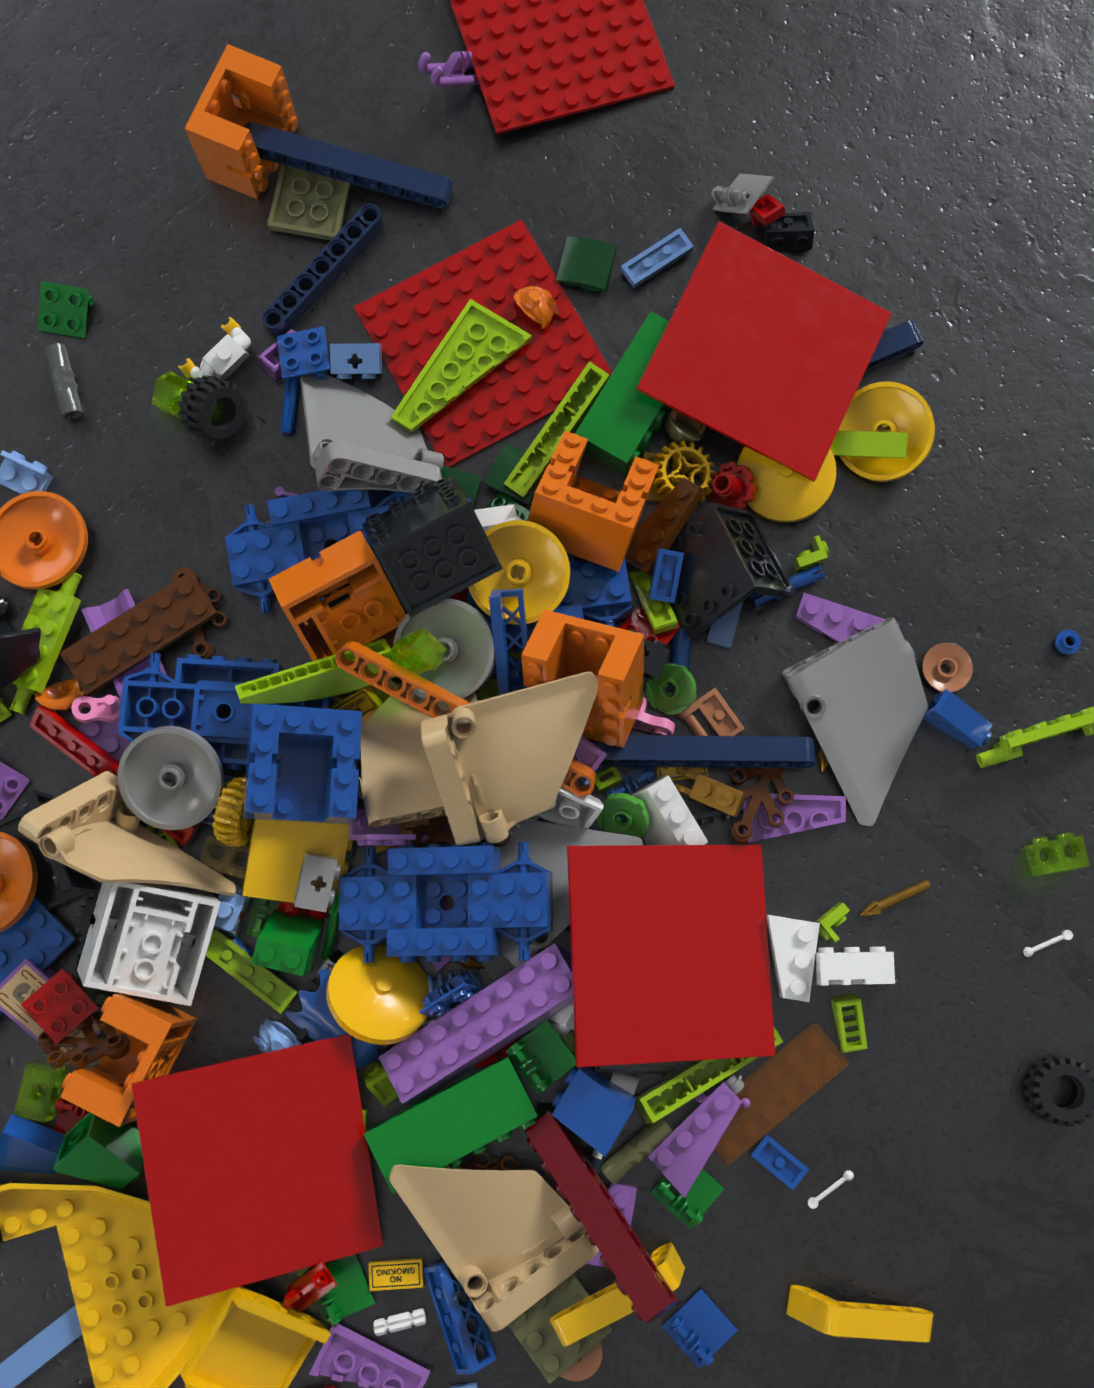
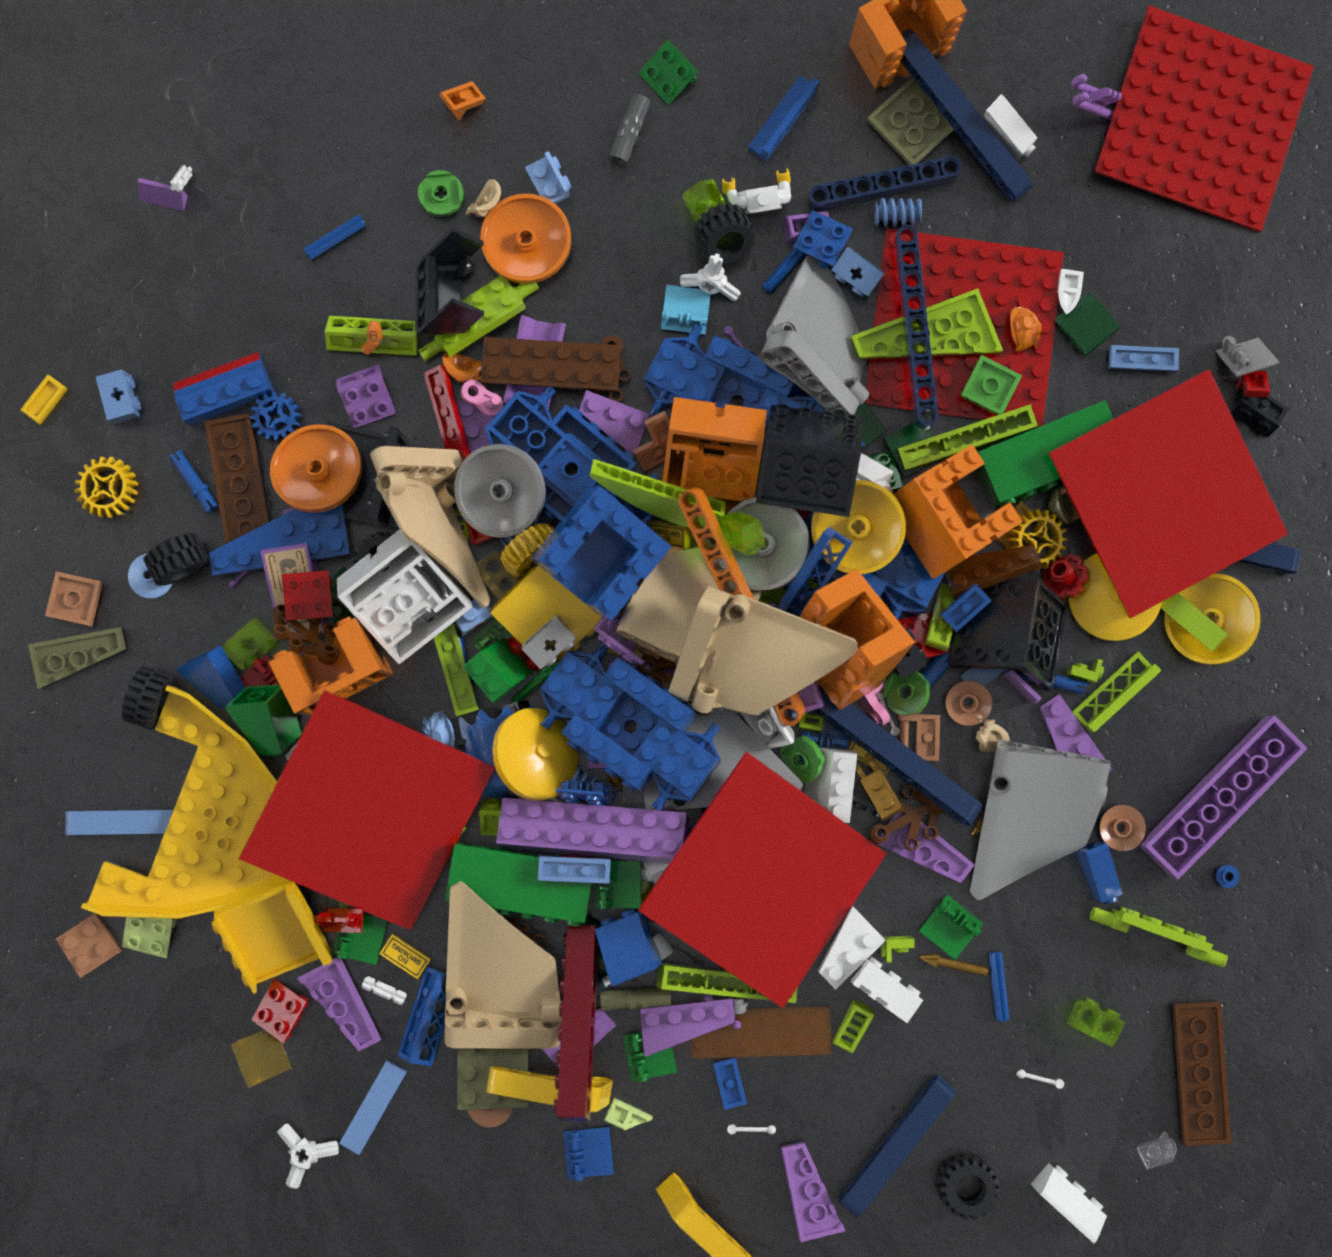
camera: 30 degrees right, 5 degrees up
(194, 276) = (783, 117): none -> blue fence
(226, 499) = (685, 308): none -> medium azure hinge
(230, 456) = (711, 279): none -> white bush
(234, 639) = (614, 419): none -> medium lavender wing
(288, 646) = (654, 451): none -> nougat plate
(352, 285) = (897, 212): none -> medium blue piece
(396, 146) = (1010, 128): none -> white slope
(437, 357) = (918, 316): none -> dark blue beam
(491, 1073) = (574, 869): none -> medium blue plate
(543, 372) = (990, 385): none -> bright green plate
(549, 244) = (1069, 288): none -> white plate
(686, 731) = (894, 730): none -> white hinge
(707, 1266) = (625, 1115): none -> yellowish green tile
(744, 662) = (968, 714): none -> nougat dish
(766, 609) = (1021, 686): none -> medium lavender piece
(771, 673) = (989, 735): none -> tan hat
(860, 553) = (1124, 695): none -> lime fence
(867, 867) = (951, 927): none -> green hinge
(933, 1215) = (810, 1203): none -> medium lavender wing
(949, 888) = (999, 986): none -> blue axle
(971, 1103) = (897, 1146): none -> dark blue beam
(1011, 576) = (1222, 796): none -> medium lavender brick

